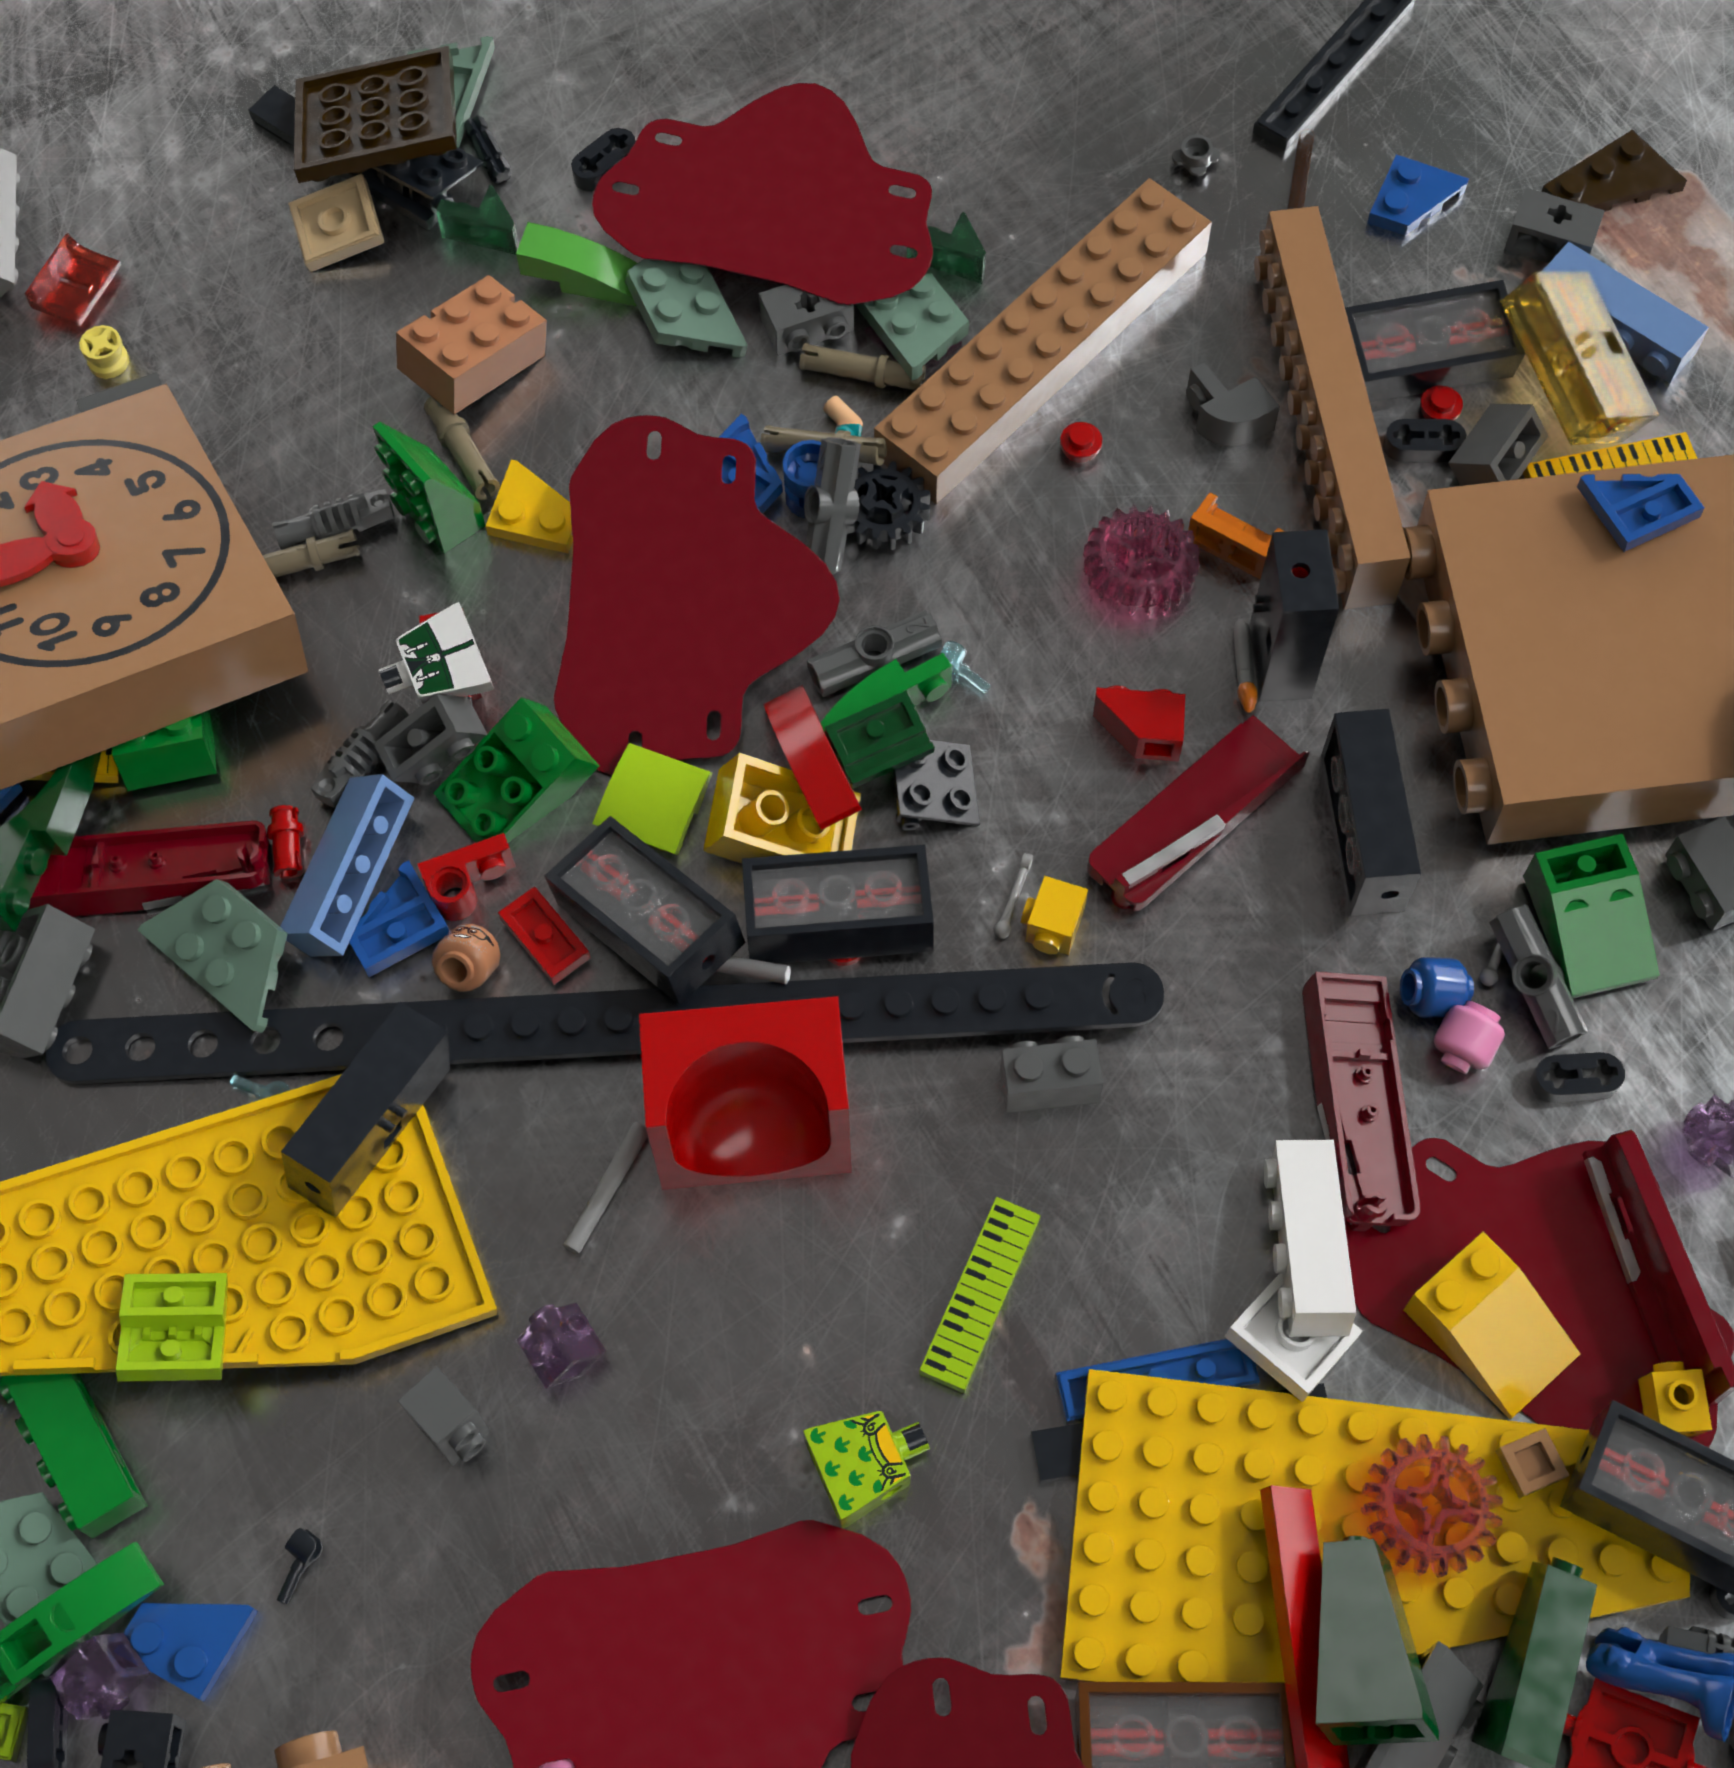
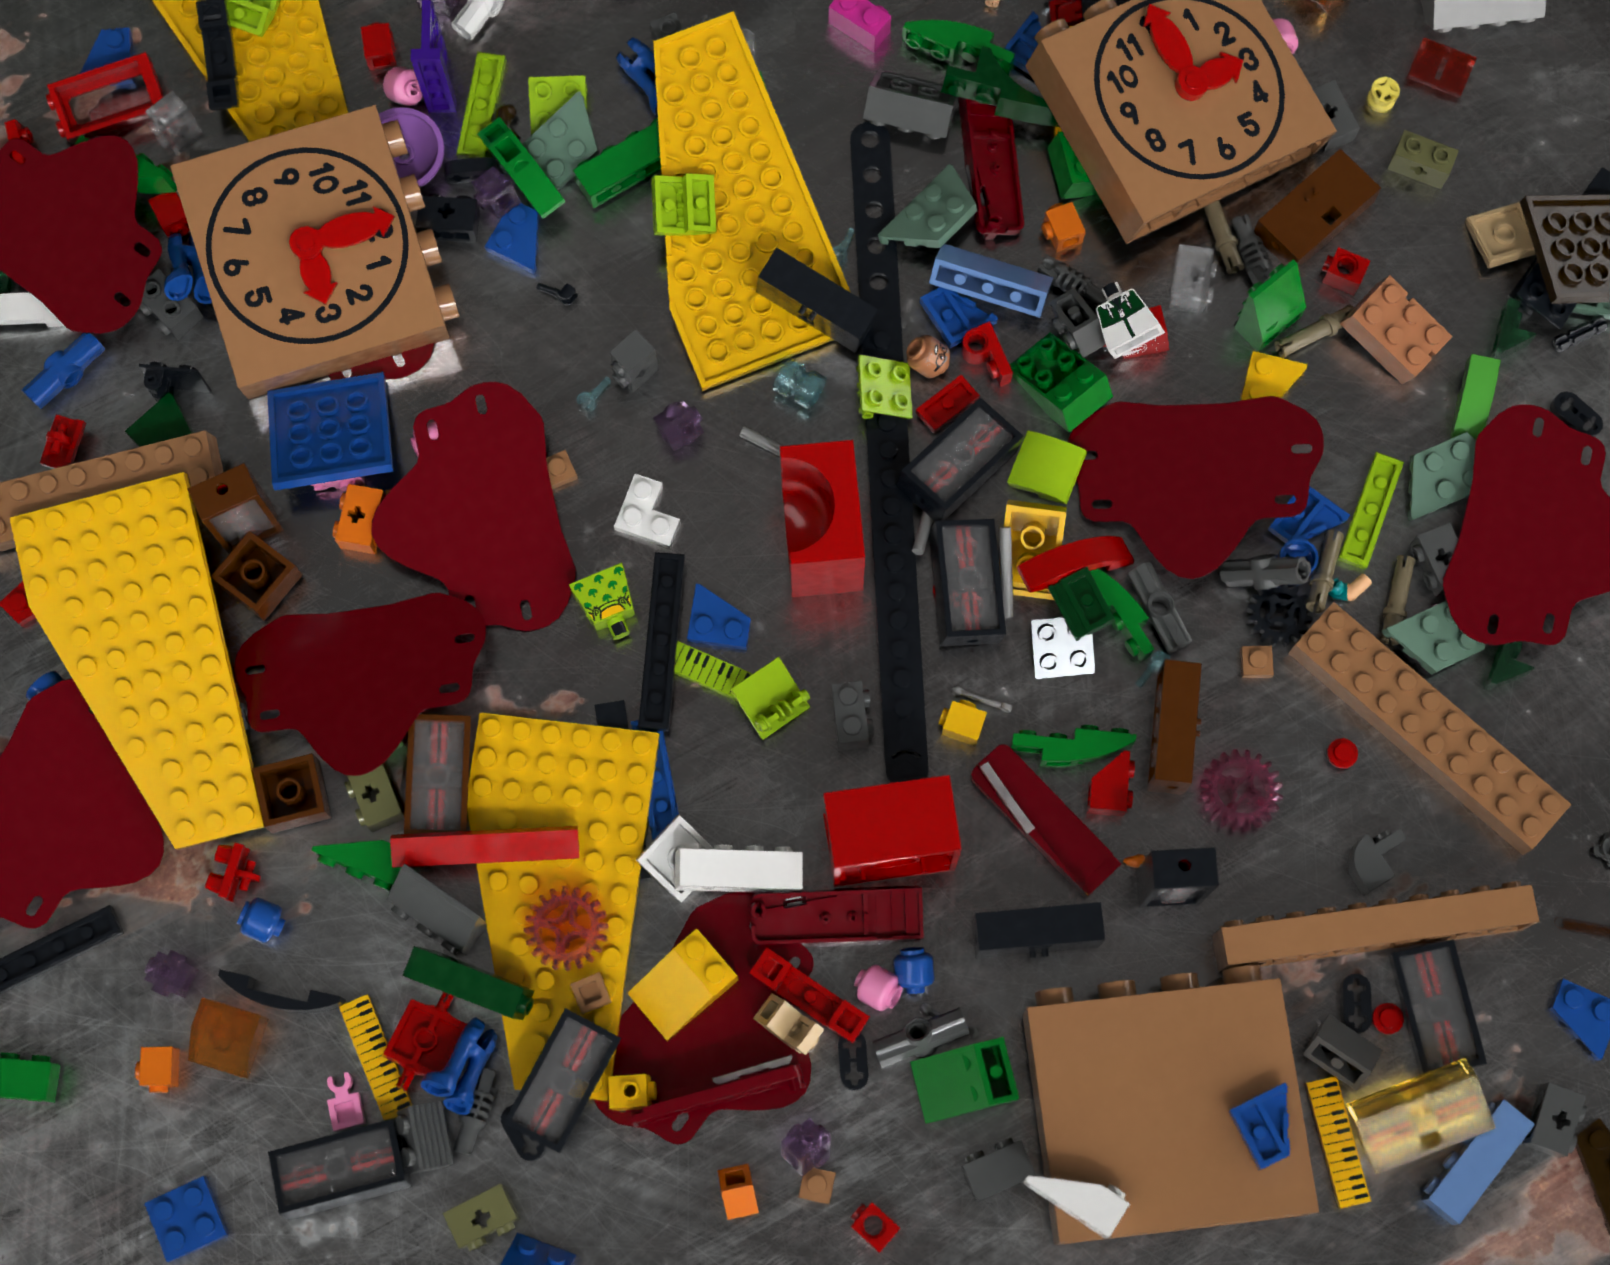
camera: 90 degrees right, 10 degrees up
(213, 306) = (1423, 159): none -> olive brick
(263, 766) = (1063, 226): none -> orange brick
(277, 435) = (1317, 210): none -> reddish brown brick
(285, 835) = (1012, 244): red pin -> none
(366, 597) = (1189, 263): none -> clear brick
(373, 392) = (1353, 263): none -> red brick
(489, 1493) = (593, 394): none -> clear light blue hand
(502, 1147) = (797, 382): none -> clear light blue wheel
(515, 1020) = (884, 387): none -> lime hinge
(624, 1547) = (560, 469): none -> medium nougat plate
(711, 1416) = (639, 517): none -> white plate
(728, 394) = (1370, 511): none -> lime tile
(798, 845) = (1006, 570): none -> light grey bar
(894, 1286) = (717, 621): none -> blue wing
(933, 1368) = (661, 642): none -> black tile
(951, 539) = (1256, 662): none -> medium nougat plate
(1026, 1193) = (771, 698): none -> lime hinge
(1060, 630) = (1174, 727): none -> reddish brown brick
(1088, 764) = (1084, 748): none -> green slope
(1230, 537) = (1266, 859): orange hinge -> none
(1253, 993) = (891, 831): none -> red piece
(1367, 1657) = (478, 875): slope -> none
(1493, 1132) = (809, 996): none -> red slope
(1545, 1158) = (788, 1024): none -> tan brick

